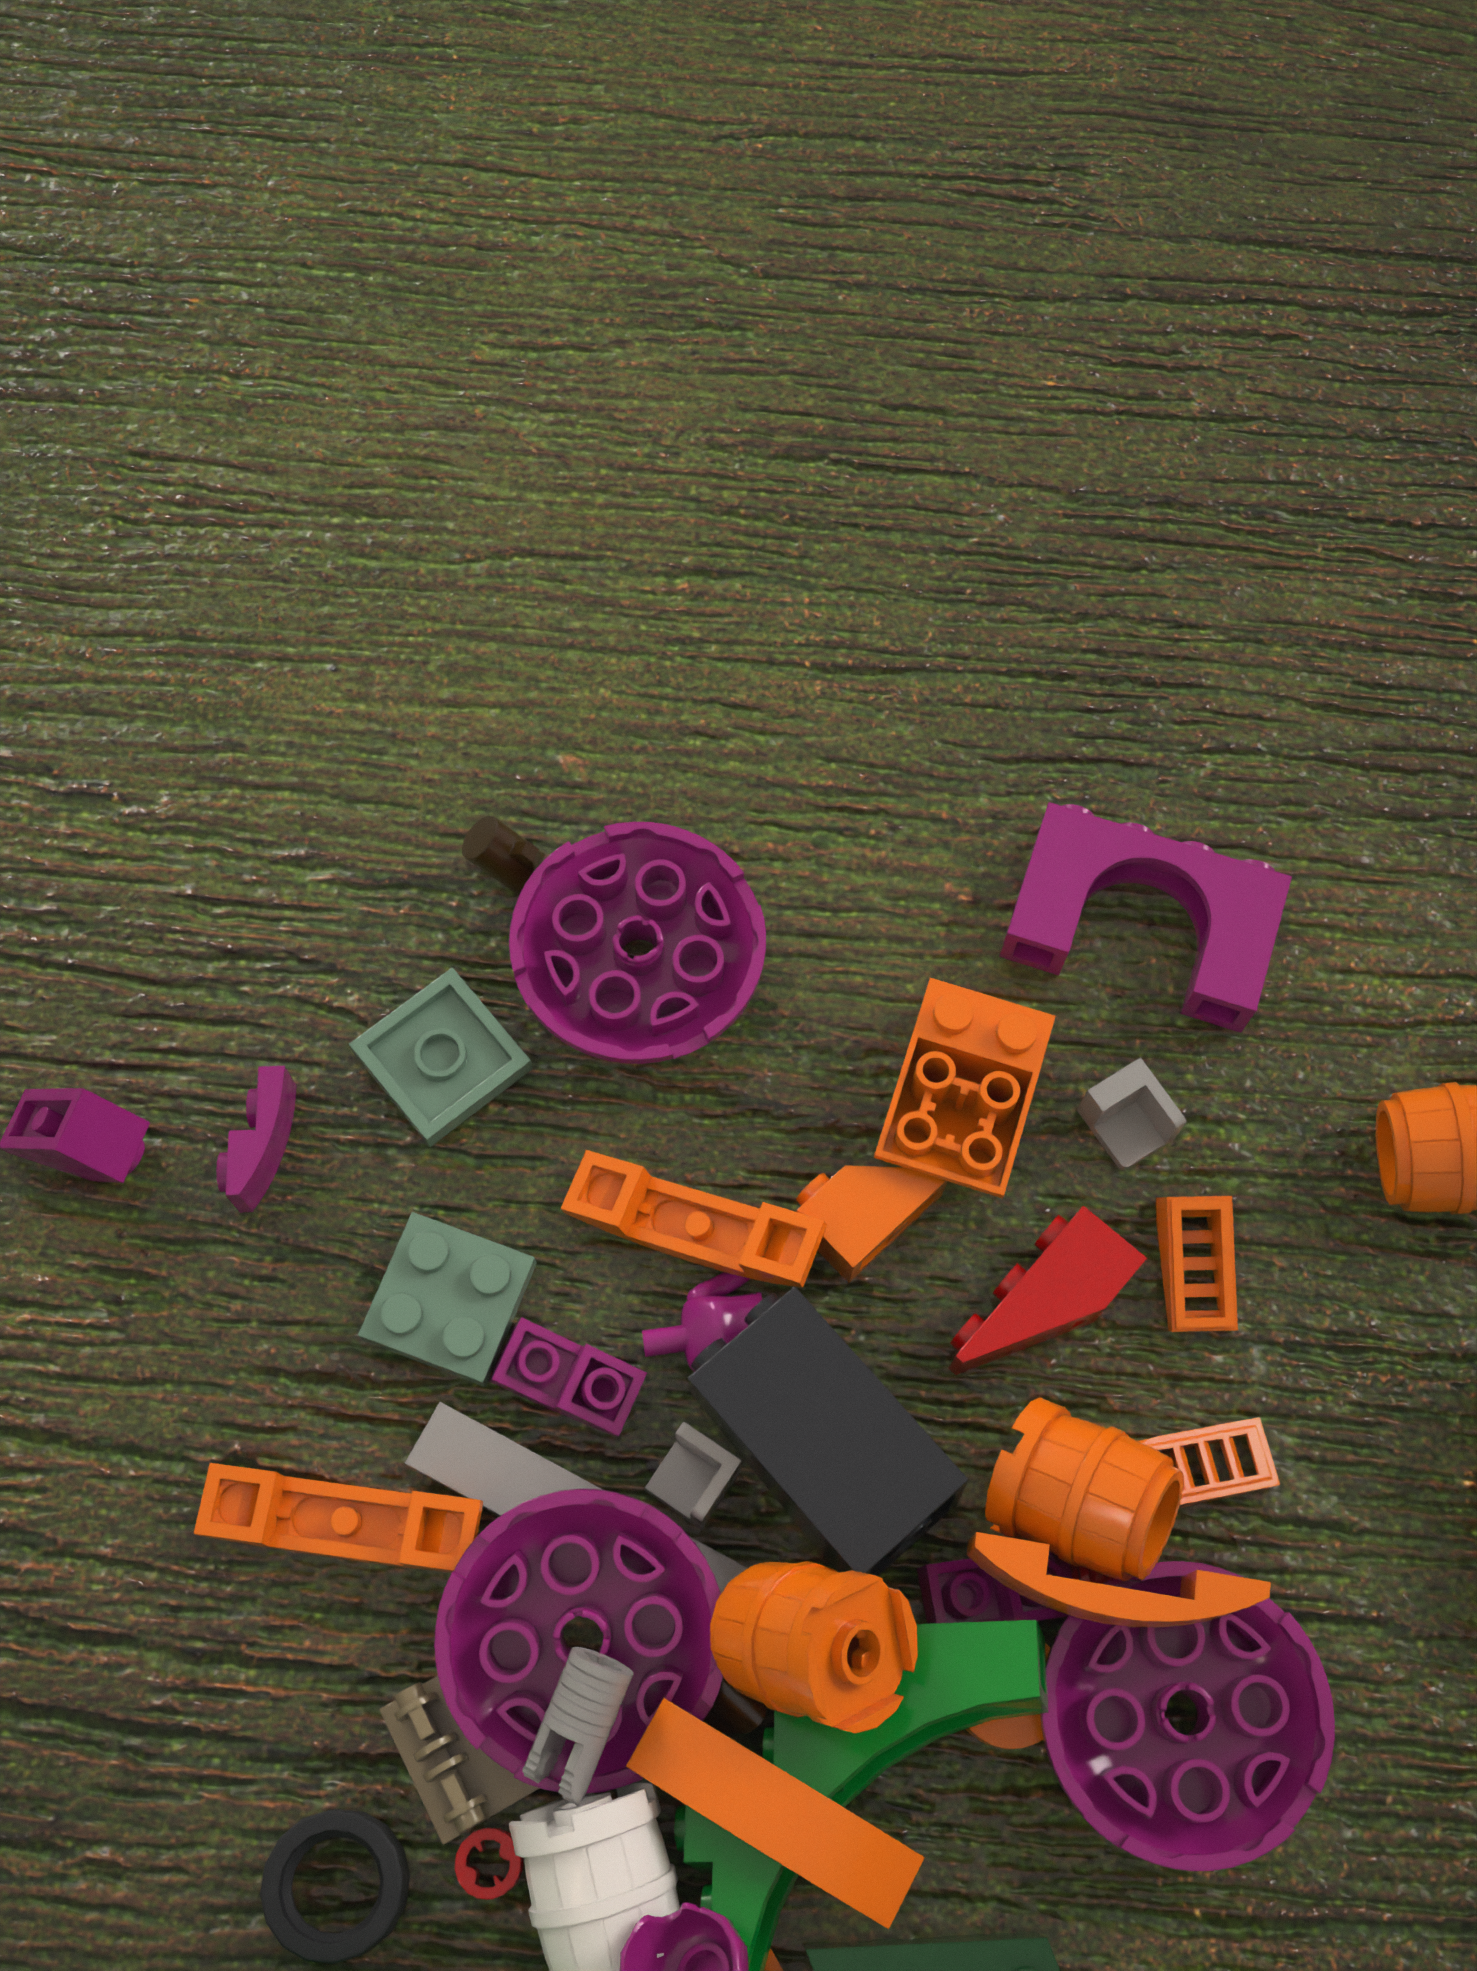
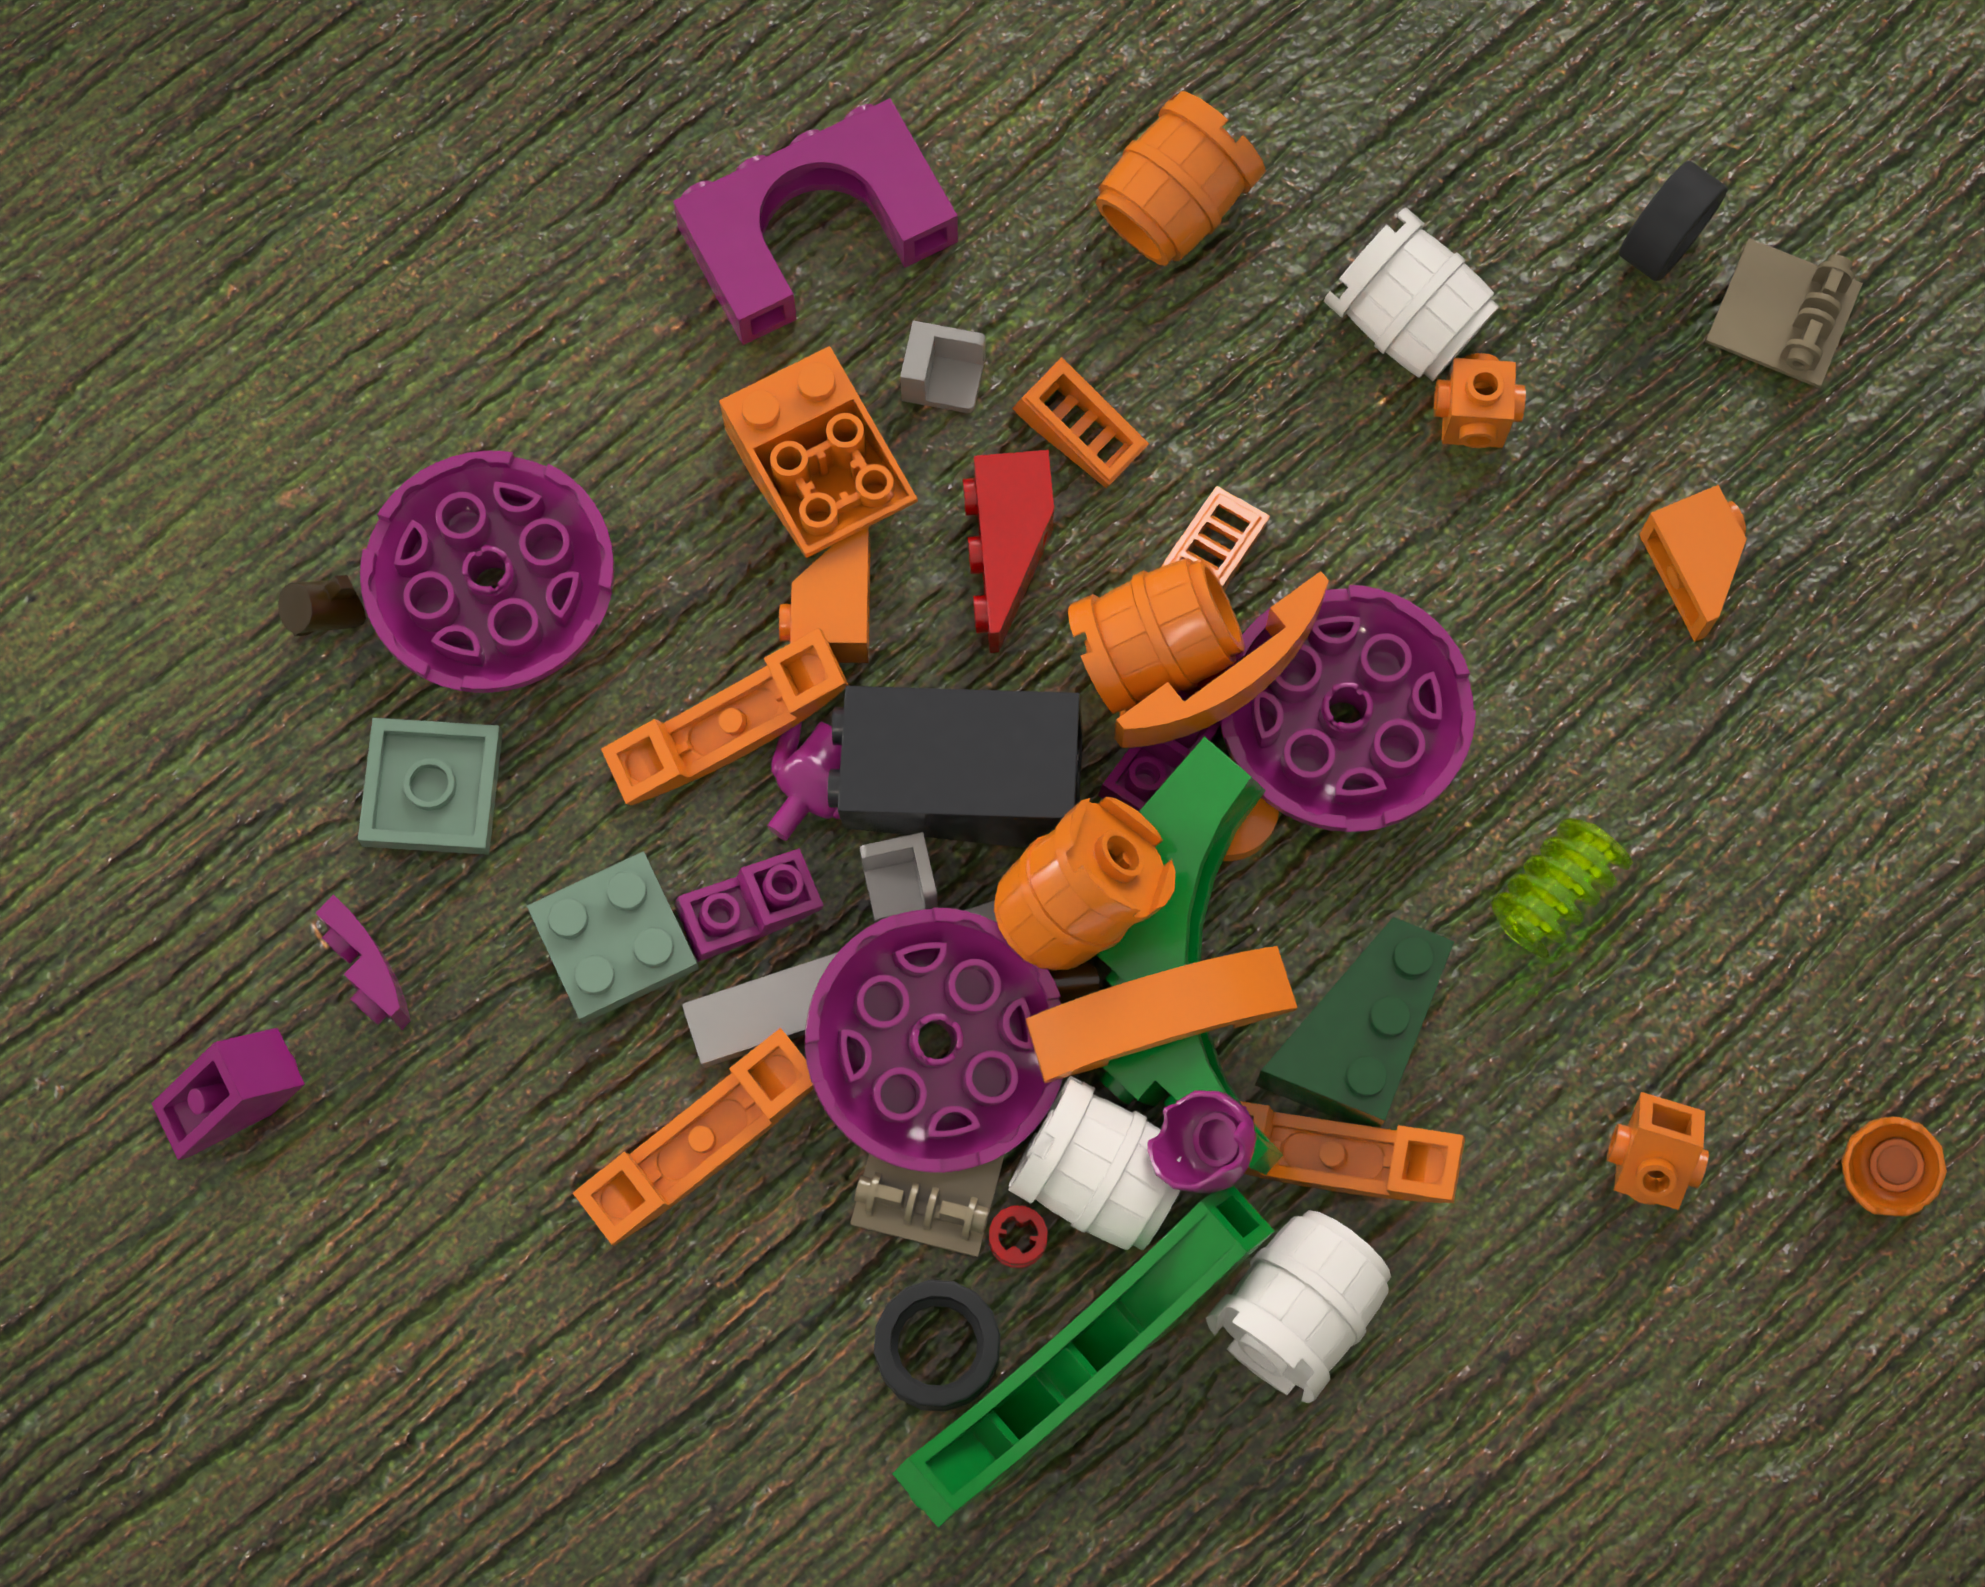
camera: 45 degrees left, 5 degrees up
(583, 1712) = (981, 1070): light grey hinge -> none

